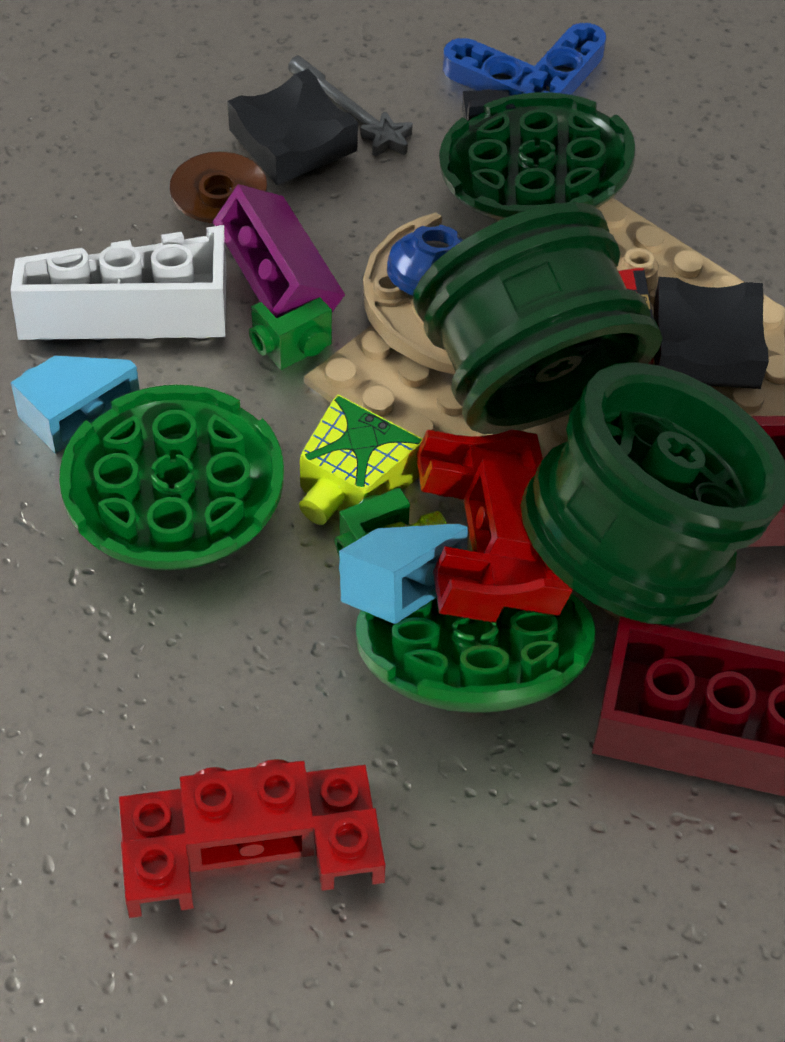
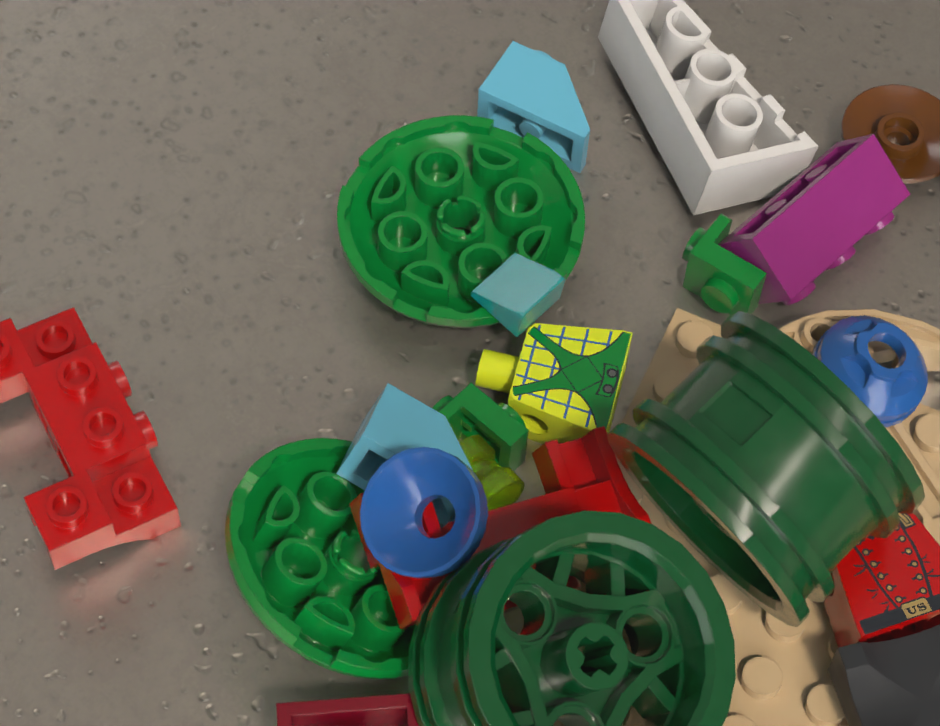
camera: 70 degrees right, 5 degrees up
(277, 446) = (519, 292): none -> teal slope
(529, 529) = (395, 507): none -> blue piece

